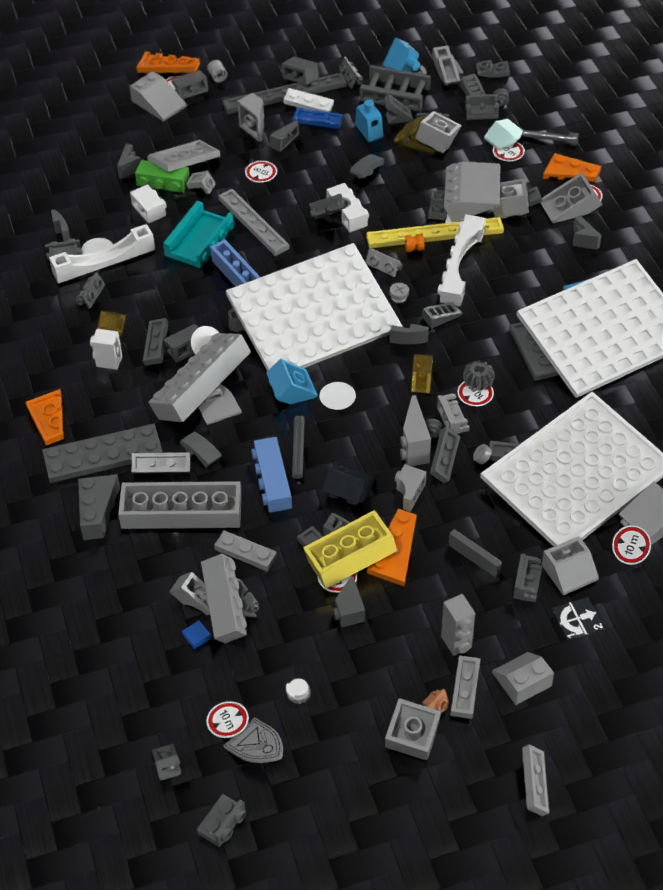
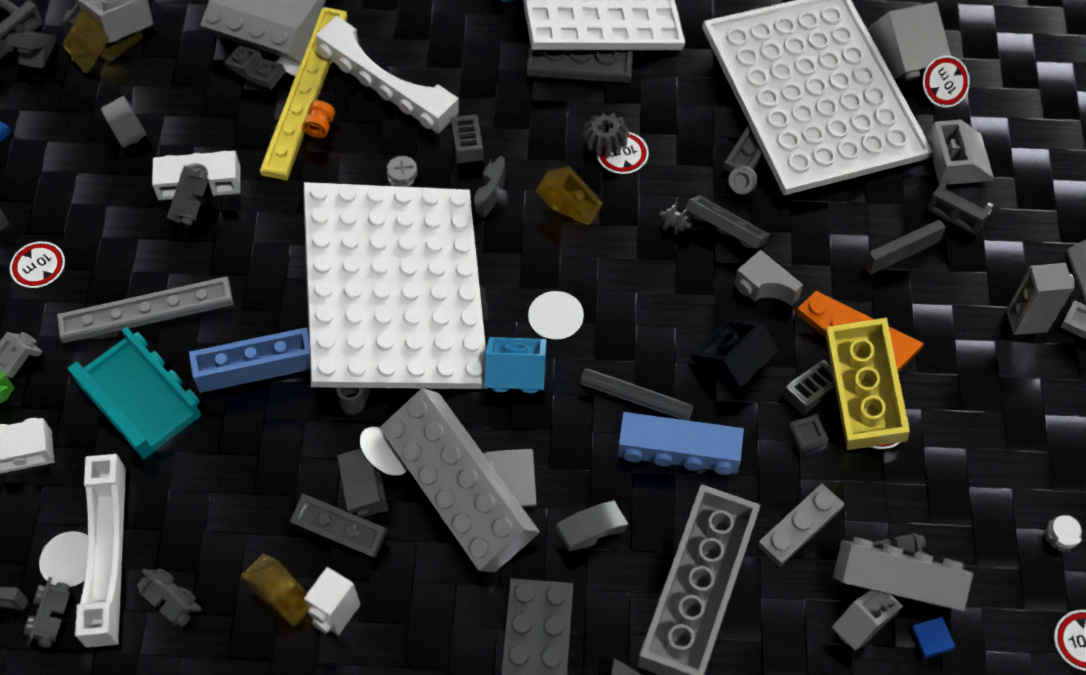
camera: 70 degrees left, 10 degrees up
(161, 462) = (597, 591): light grey plate -> none
(349, 605) = (943, 420): dark grey slope -> none
(369, 121) = (35, 83): dark azure torso -> none
(383, 262) = (335, 168): light grey hinge -> none
(415, 438) = (686, 238): light grey slope -> none
(452, 414) = (658, 192): light grey hinge -> none
(578, 618) = (1027, 180): black sticker -> none

